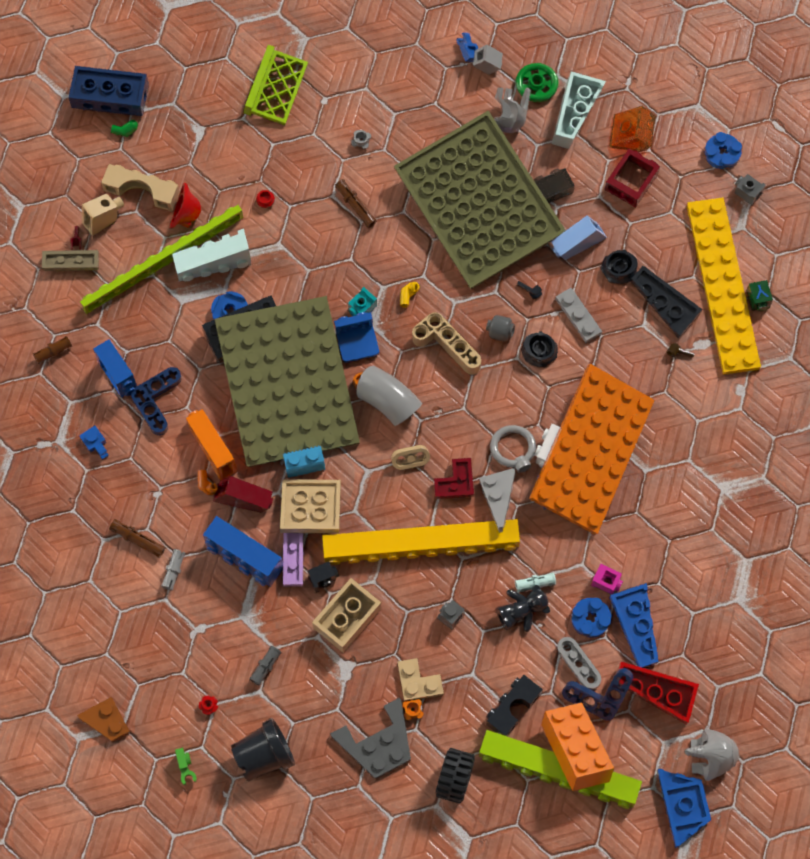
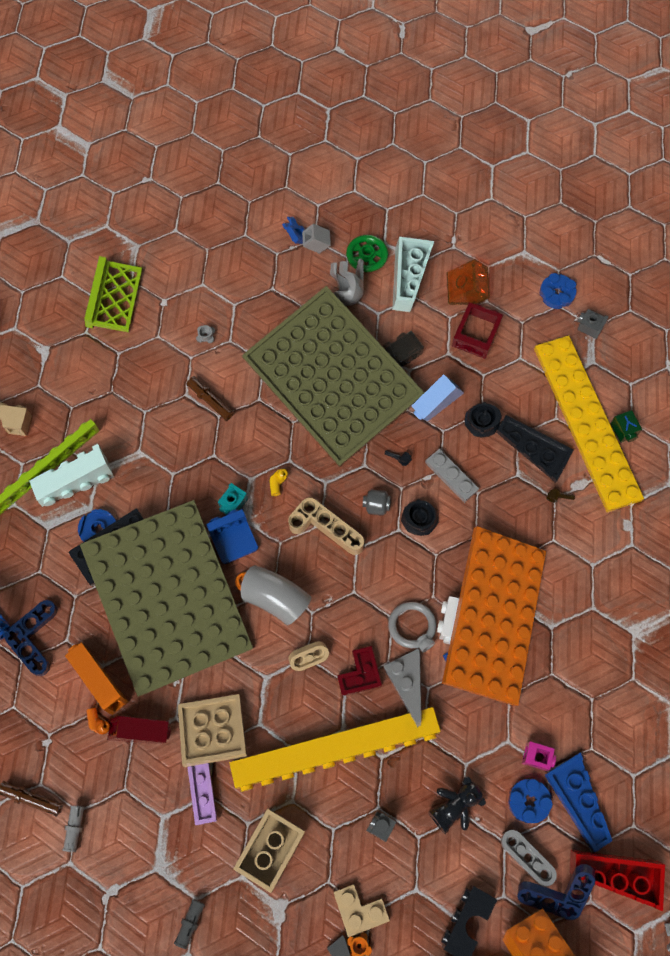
camera: 10 degrees left, 0 degrees up
(187, 208) = (40, 431): red hat -> none
(243, 551) = (148, 798): blue brick -> none
(265, 199) = (118, 408): red plate -> none
(304, 461) = (197, 681): dark azure brick -> none
(322, 576) = (236, 807): black brick -> none
(542, 581) = (464, 771): light aqua pin -> none

